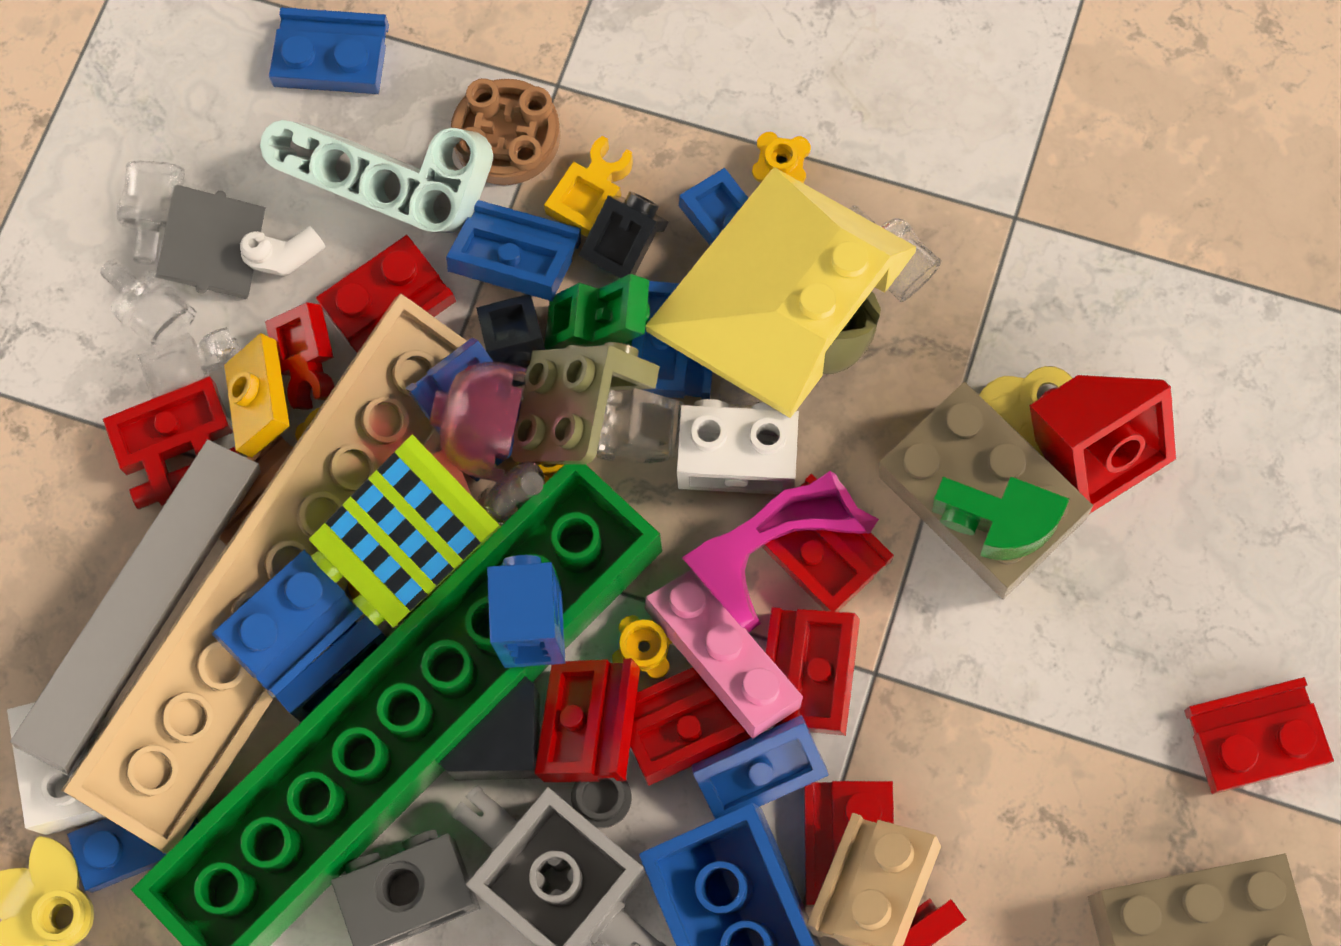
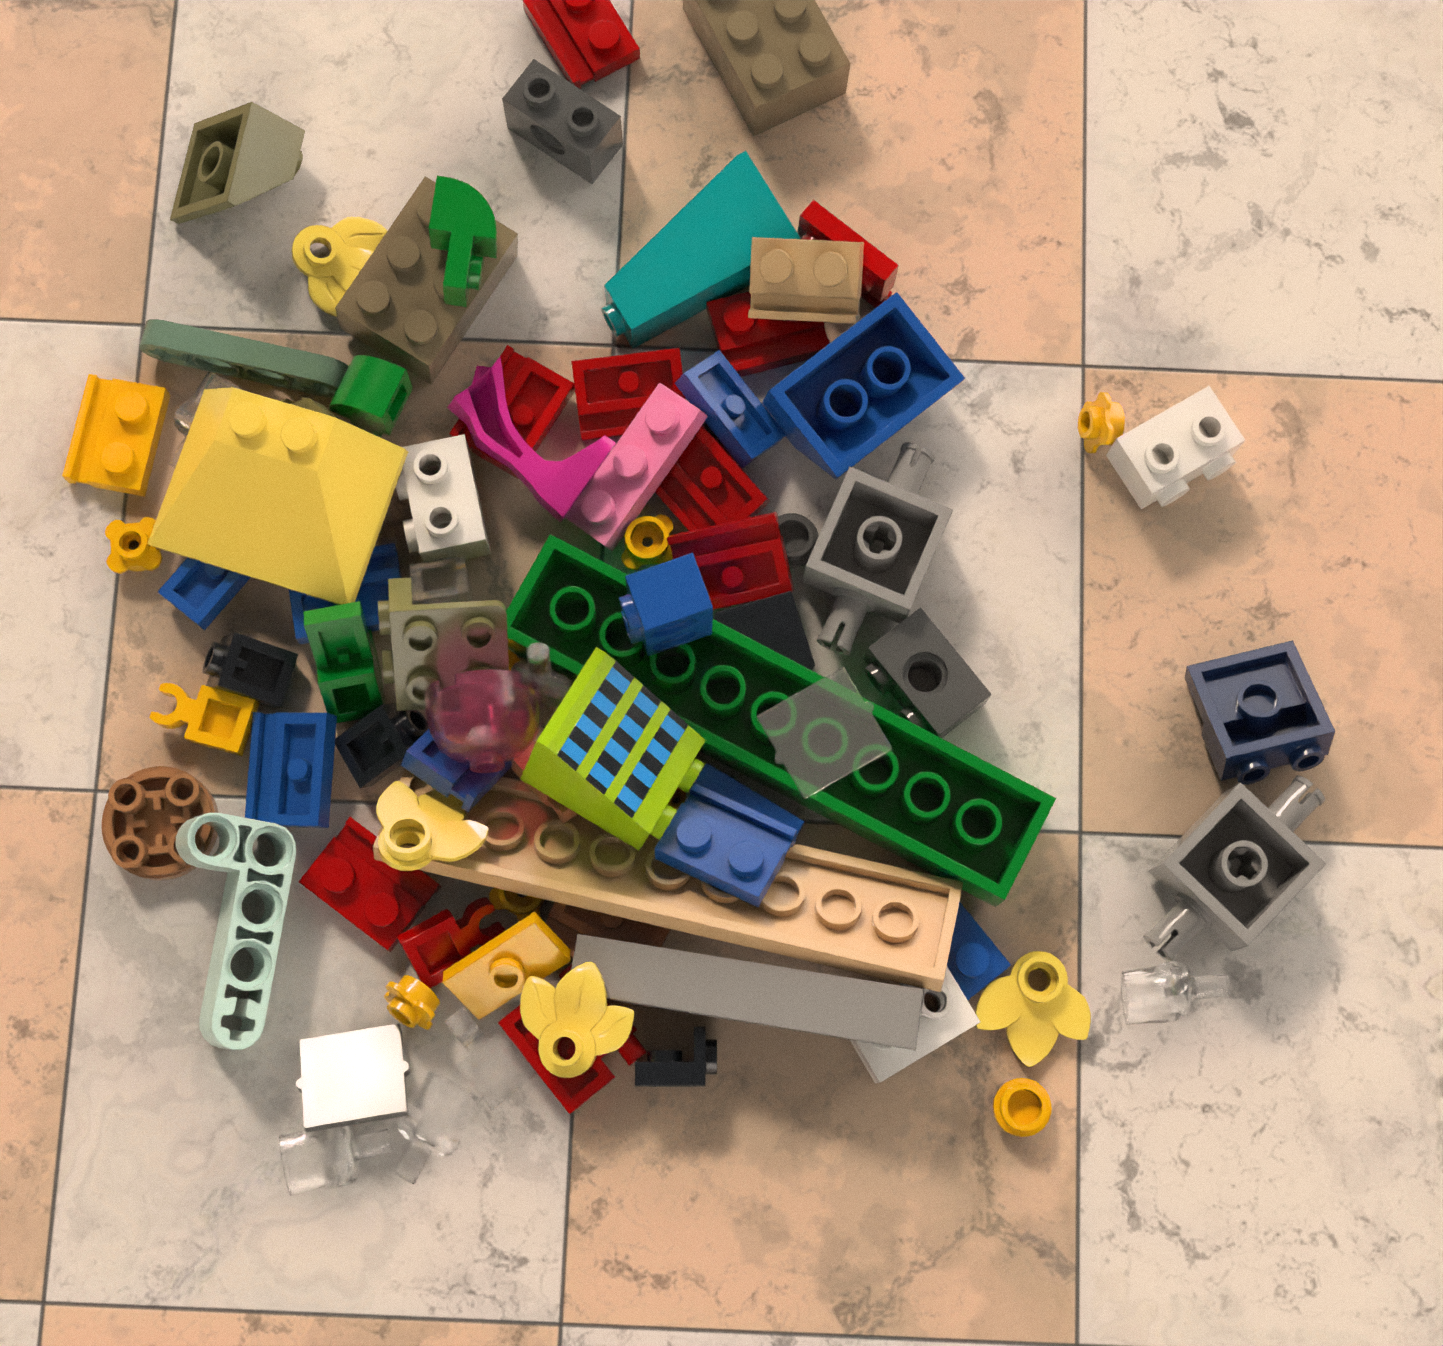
camera: 115 degrees left, 5 degrees up
(105, 523) = (666, 1067): none -> black bracket
(182, 439) = (574, 1011): none -> light yellow plate
(258, 306) = (411, 1002): none -> yellow plate
(278, 256) = (350, 1001): white arm -> none
(329, 50) = (107, 1034): blue plate -> none
(362, 752) = (824, 733): none -> clear piece
(405, 351) = (427, 821): none -> light yellow plate
(860, 398) = (372, 394): none -> green brick
(901, 168) = (116, 435): none -> yellow plate
(946, 299) = (242, 358): none -> sand green beam
(950, 787) = (696, 255): none -> teal slope
(1105, 432) = (346, 191): red slope -> none
(1140, 678) = (563, 121): none -> dark grey brick
(1163, 331) = (236, 160): none -> olive slope

